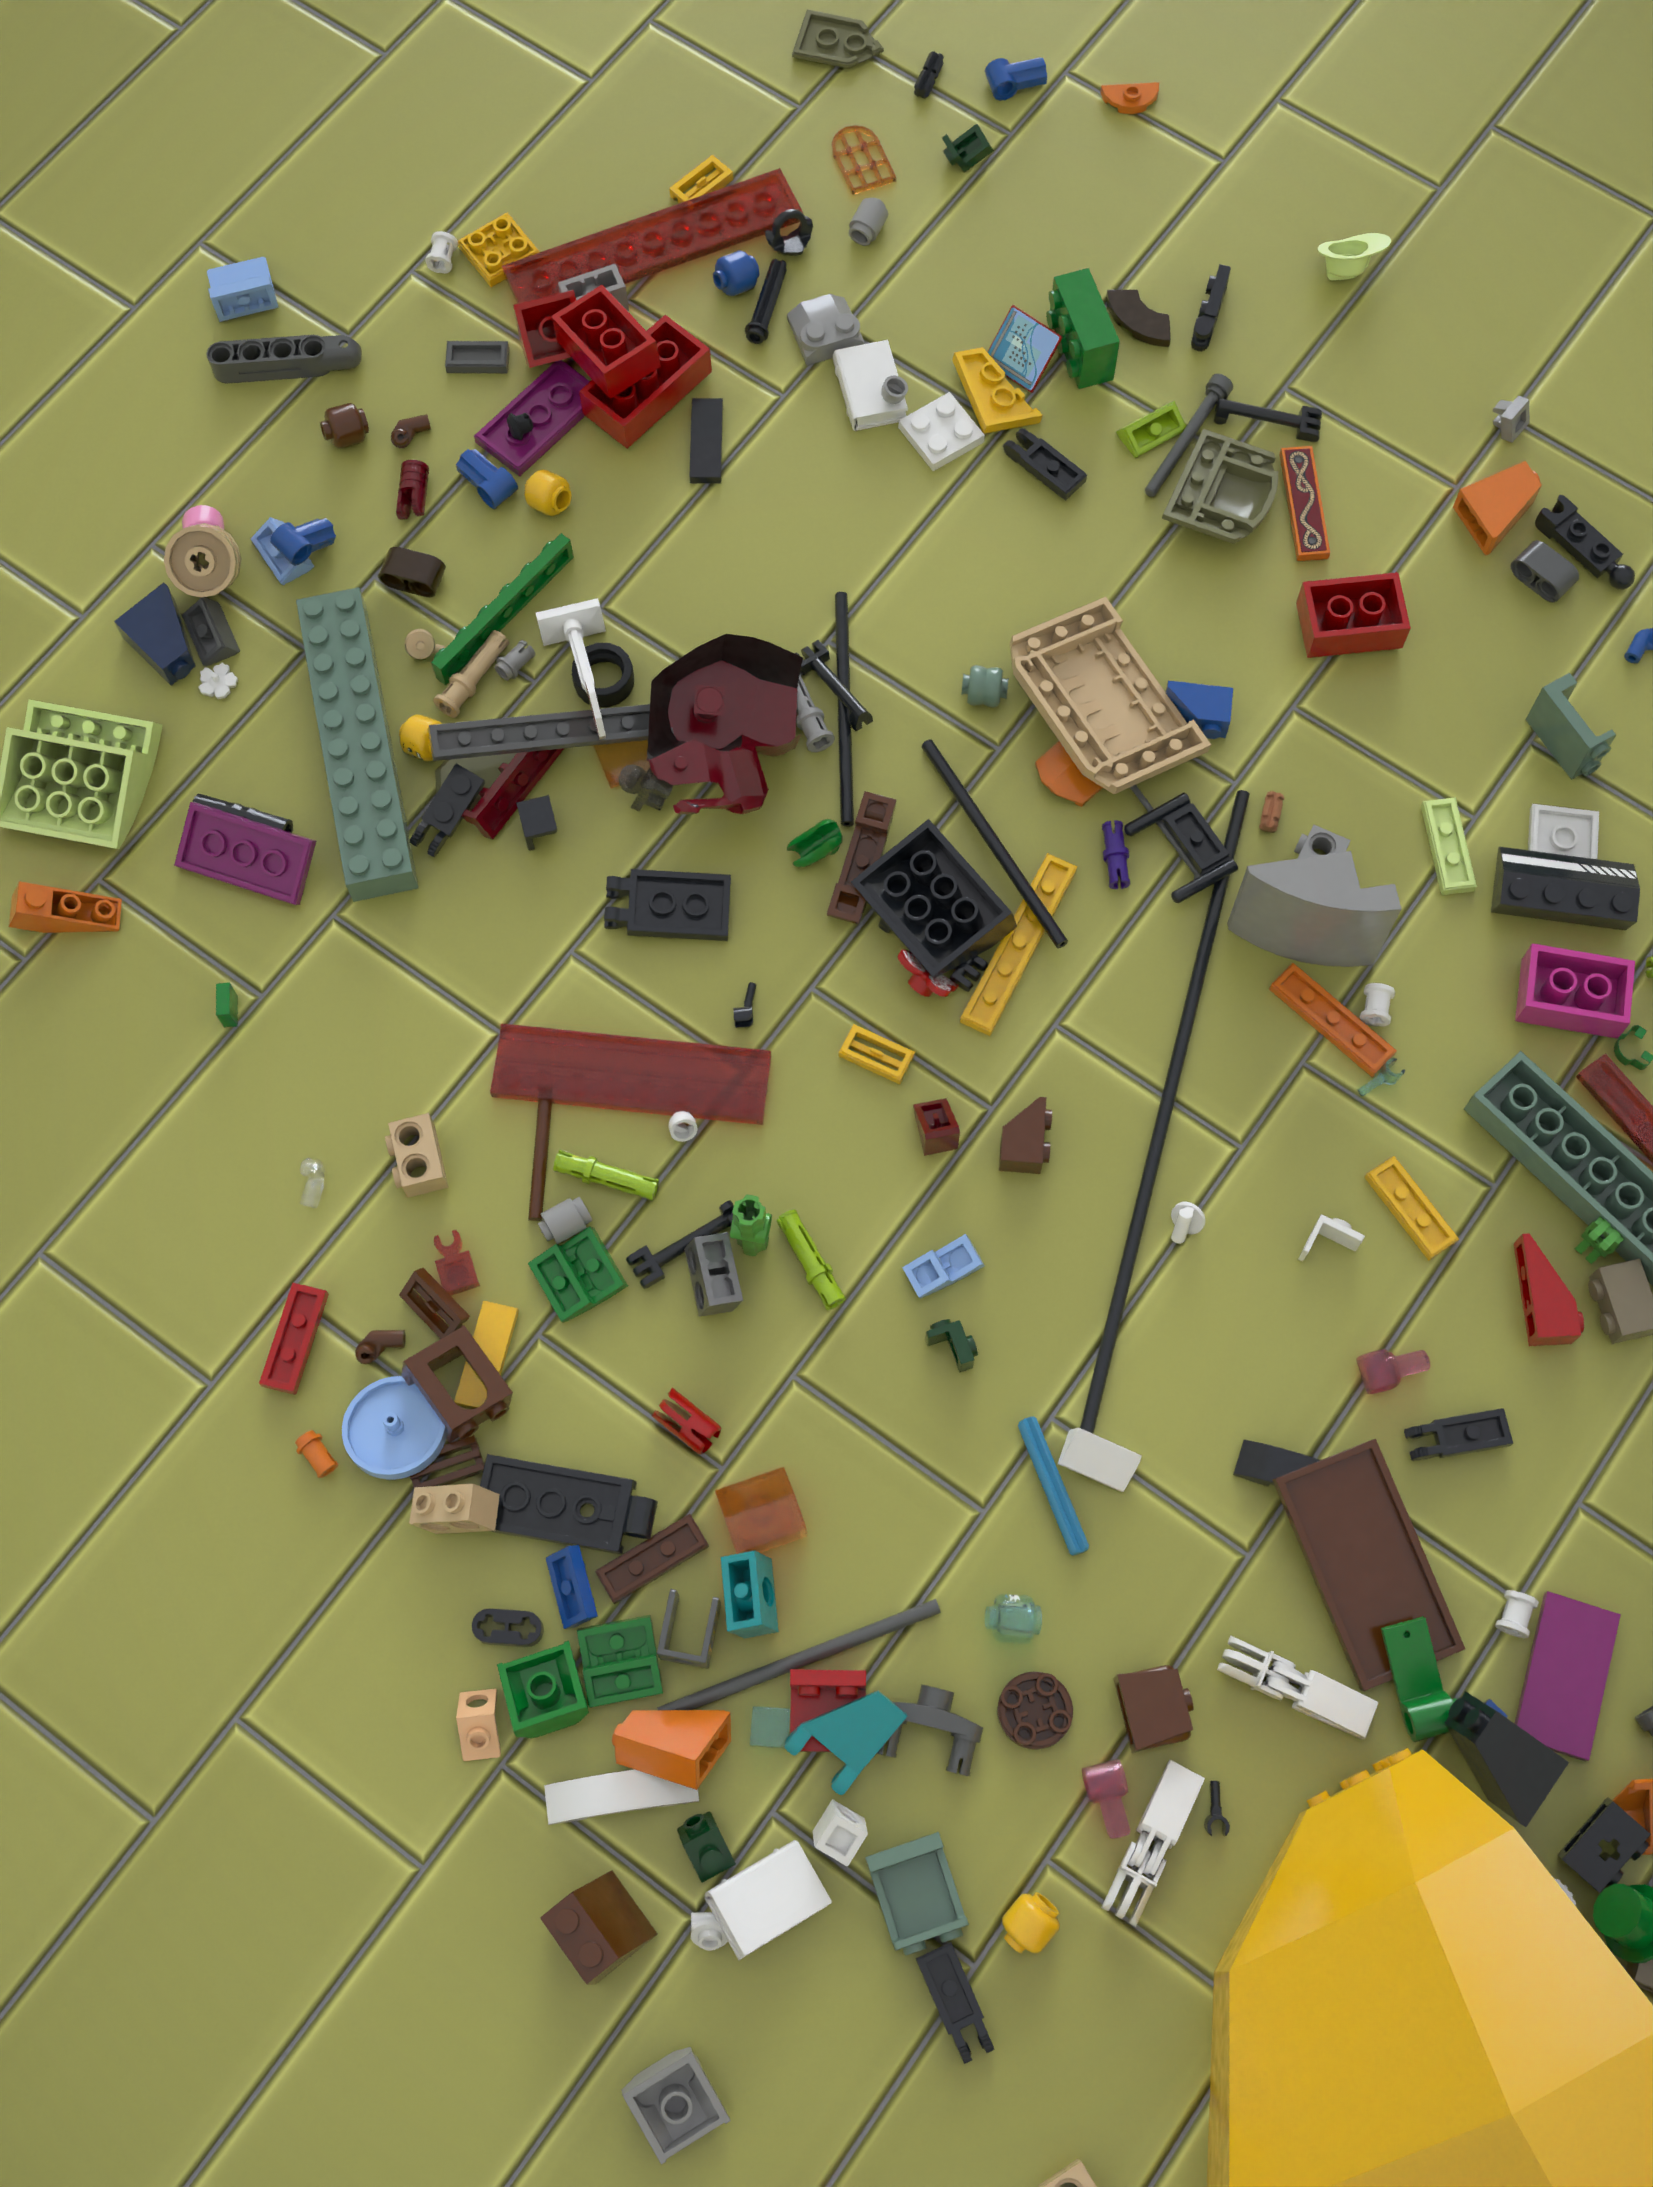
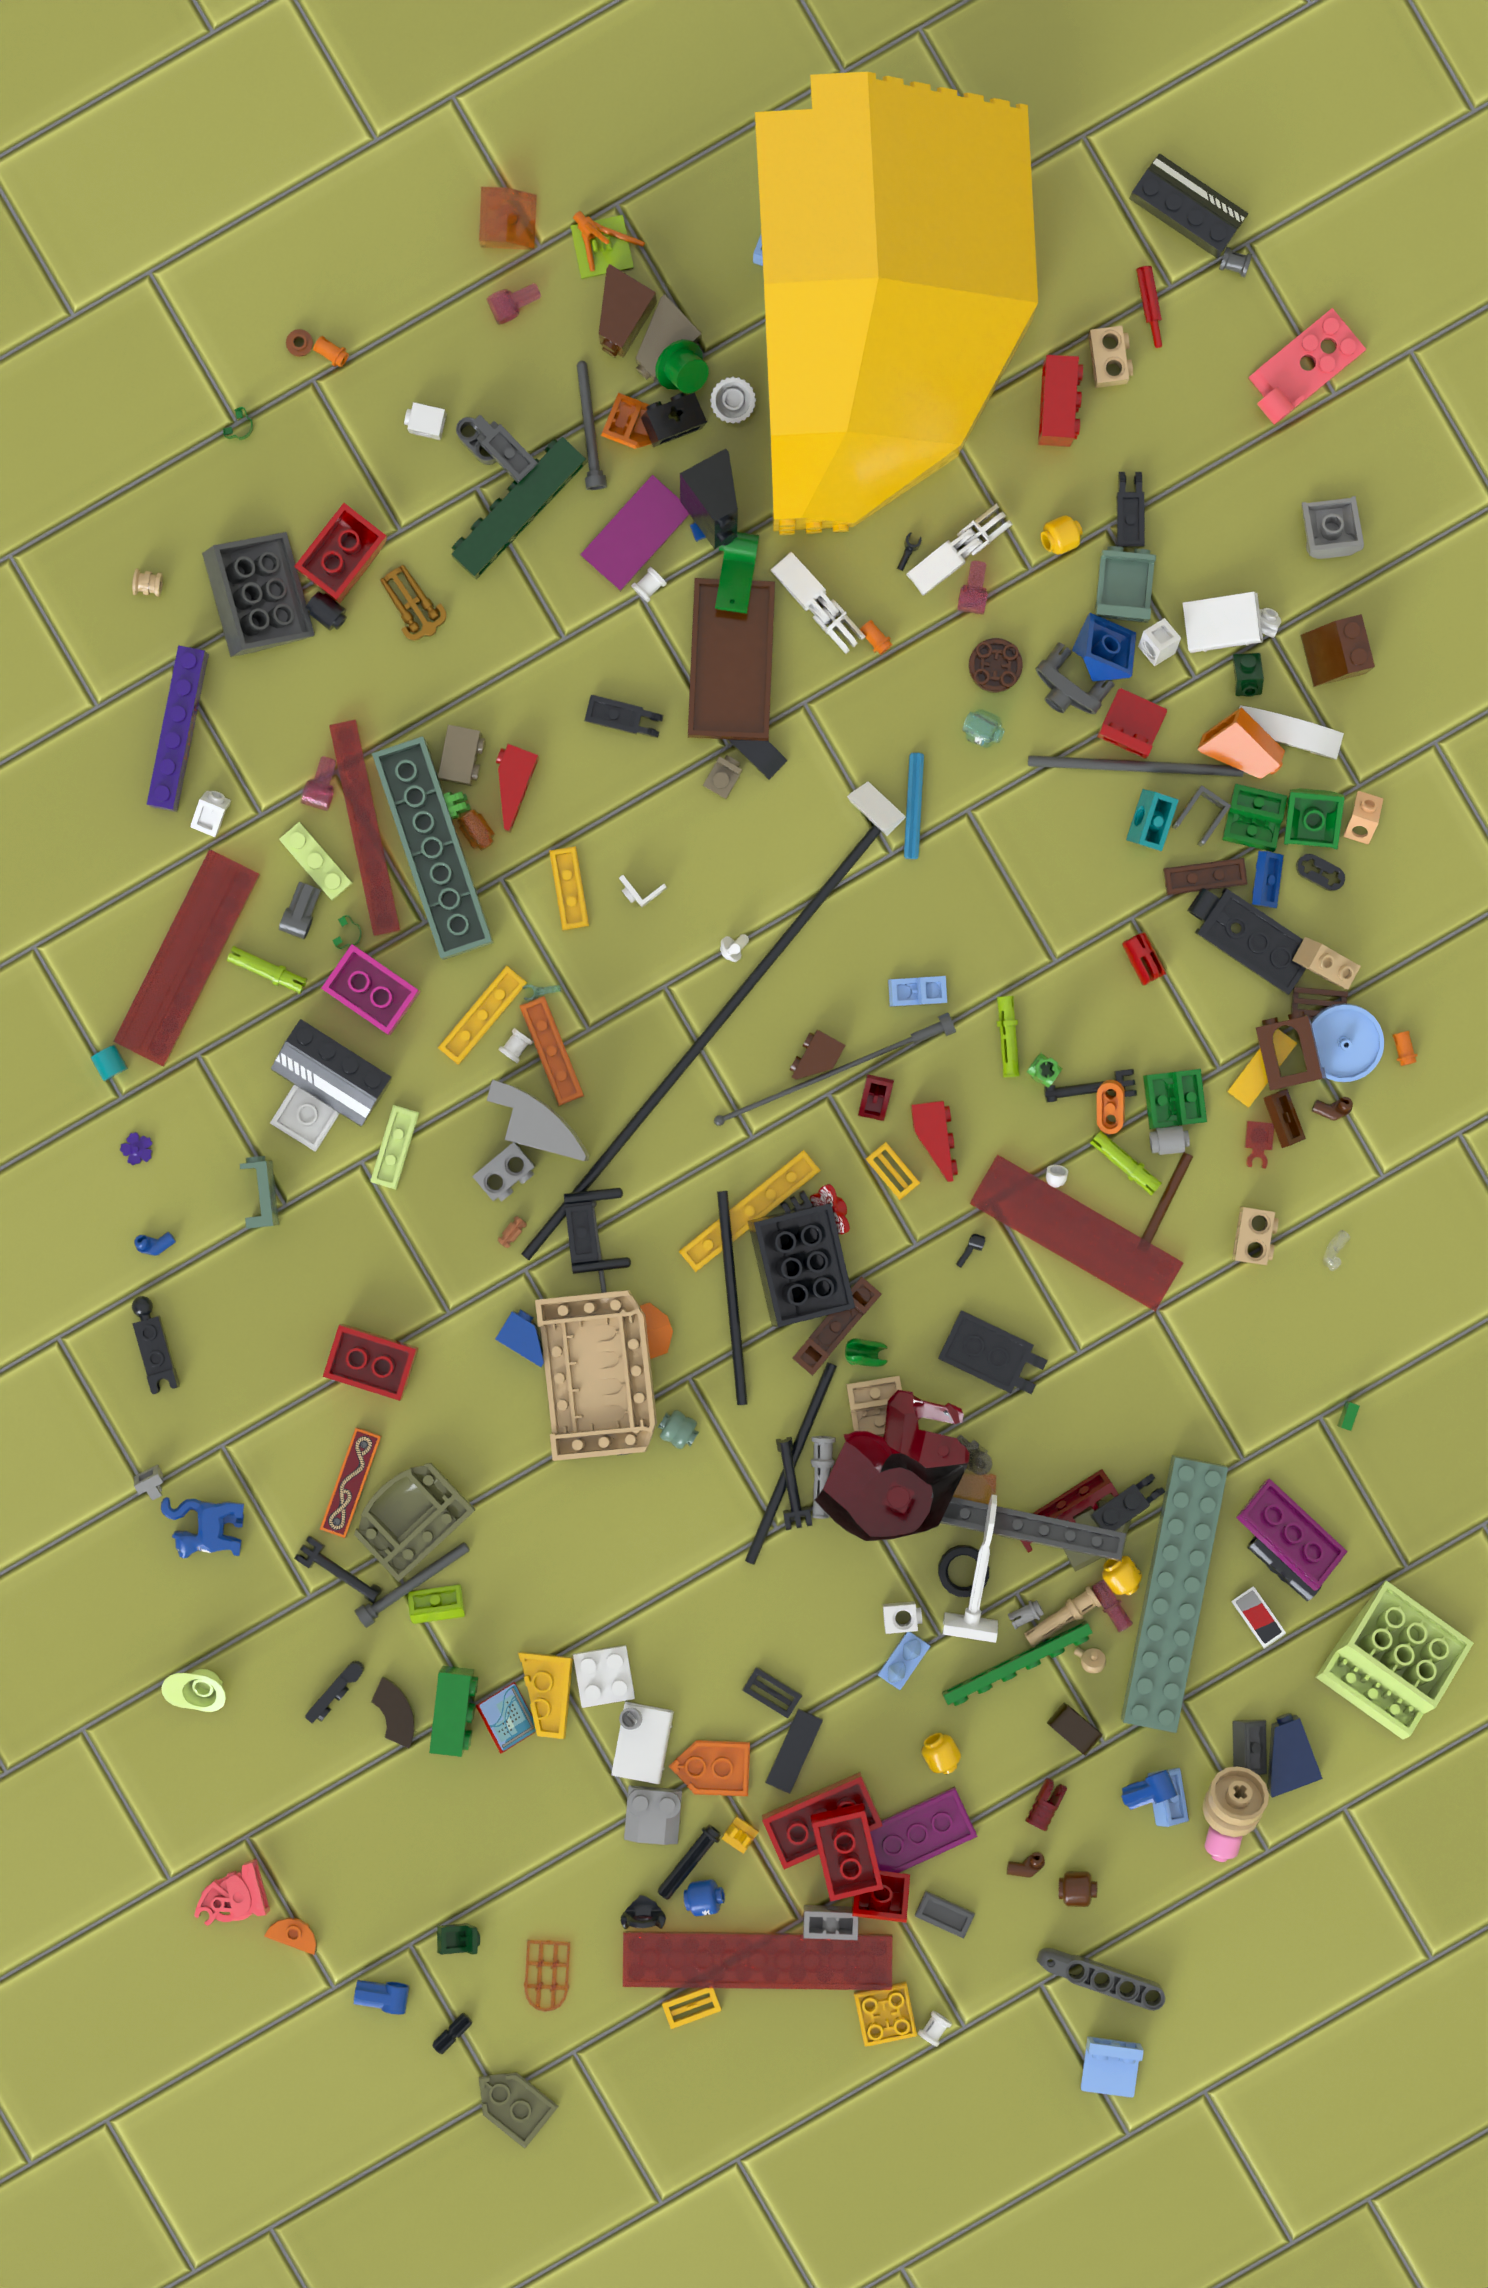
camera: 155 degrees left, 20 degrees up
(62, 910) = (1441, 1547): orange slope -> none
(217, 682) = (1259, 1700): white plant -> none
(251, 758) = (1258, 1617): none -> slope
(294, 1338) = (1390, 1138): red plate -> none
(420, 703) = (1111, 1605): none -> clear pink axle
(491, 483) = (981, 1785): blue piece -> none
(519, 425) = (940, 1825): black piece -> none
(536, 819) = (1064, 1464): black panel -> none
(628, 567) = (904, 1660): none -> light blue tile
(652, 1231) = (1110, 1105): none -> orange plate
(654, 591) = (890, 1611): none -> white brick
(713, 1274) = (1082, 1052): flat silver brick -> none
(726, 345) = (740, 1834): none -> yellow tile
(754, 489) = (752, 1680): none -> black tile
(761, 1512) = (1119, 874): clear orange slope -> none
(769, 1727) = (1173, 731): clear light blue tile -> none
(781, 393) = (715, 1767): none -> orange tile
(786, 802) = (869, 1403): none -> tan slope
(851, 1110) = (931, 1129): none -> red slope
(851, 1733) = (1125, 701): teal flag -> none
(868, 221) = (572, 1903): light grey brick -> none
(891, 1239) = (945, 1025): none -> dark grey piece
(905, 1793) = (1106, 649): none -> blue slope
(962, 1347) = (932, 926): dark green bracket -> none
(1045, 464) = (536, 1605): black hinge -> none
(1116, 854) = (645, 1248): dark purple pin -> none
(1121, 2111) = (1060, 400): none -> red brick
(1154, 1707) = (918, 631): reddish brown torso -> none
(1202, 1676) = (876, 637): none -> orange pin
(1205, 104) = (236, 1893): none -> coral piece
(1301, 1418) = (723, 776): none -> dark tan bracket
(1383, 1370) = (651, 782): clear pink axle -> none
(1425, 402) = (210, 1526): none -> blue animal
(1431, 1025) = (482, 1015): none -> yellow tile
(1497, 503) = (203, 1411): orange slope -> none
(1545, 571) = (199, 1337): dark grey beam -> none
(1557, 1223) = (476, 830): none -> clear orange brick

